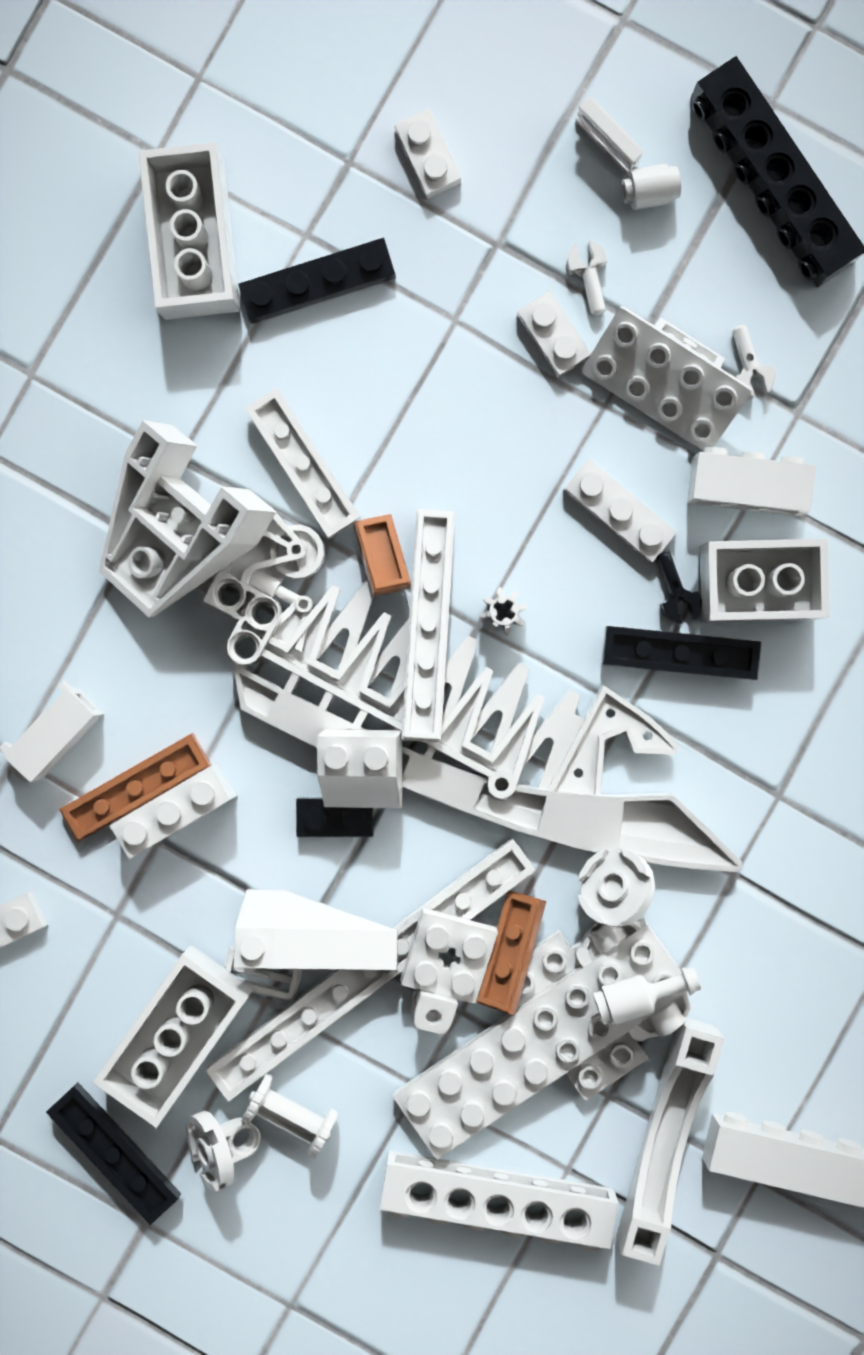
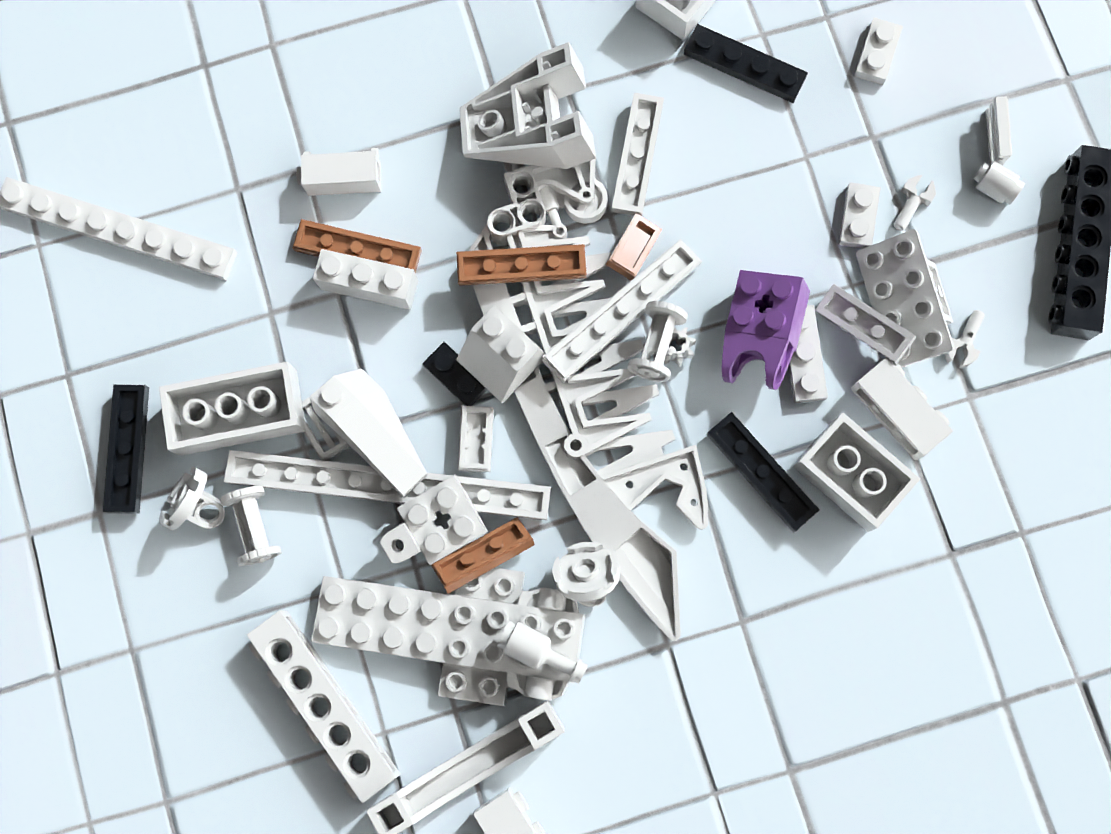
camera: 50 degrees right, 10 degrees down
(301, 670) = (521, 264): none -> nougat tile
(407, 857) = (475, 439): none -> white plate
(488, 626) = (664, 319): none -> white hose
(580, 530) = (764, 324): none -> medium lavender brick
(652, 435) = (865, 323): none -> white plate
(676, 591) = (794, 433): black bar -> none

